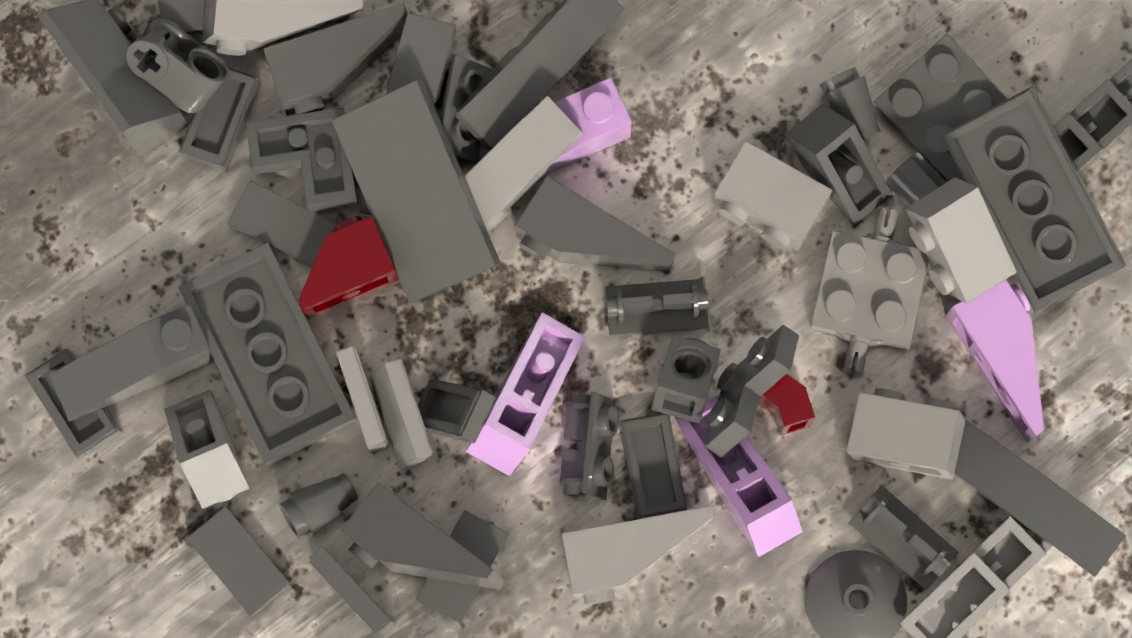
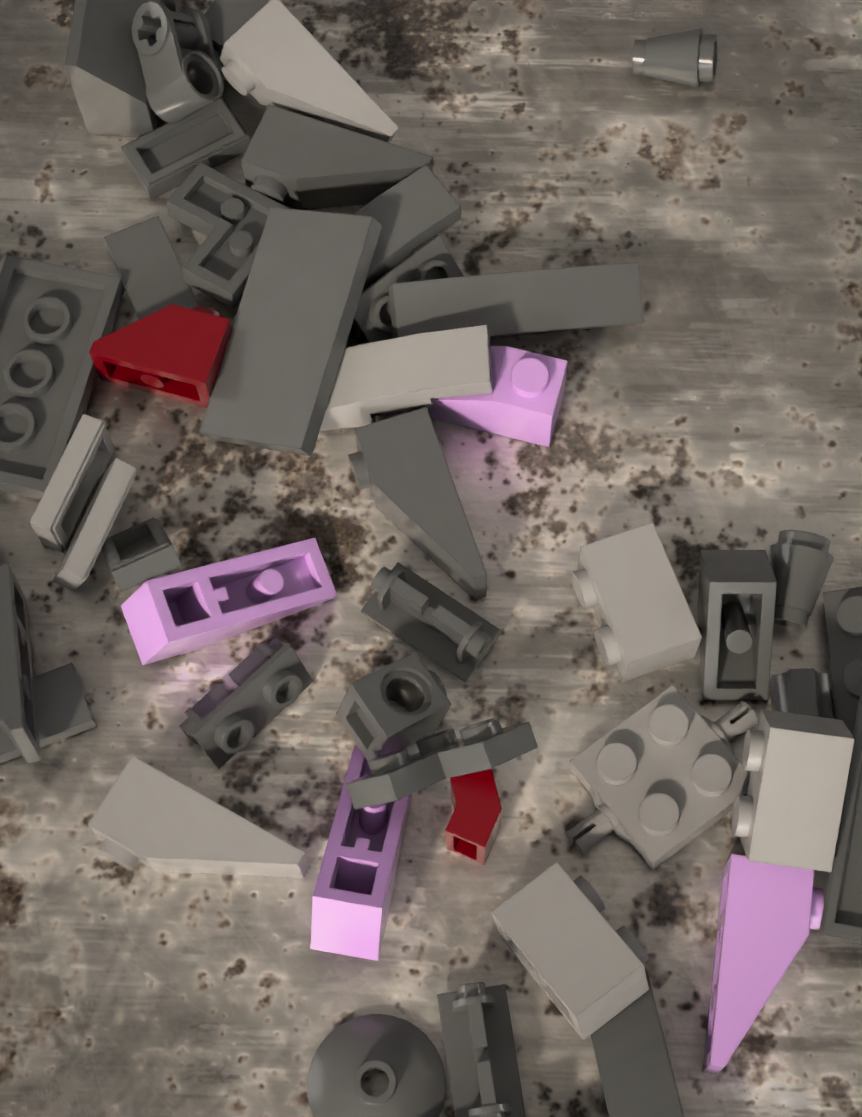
camera: 40 degrees right, 10 degrees down
(653, 465) = (292, 771): dark grey tile -> none

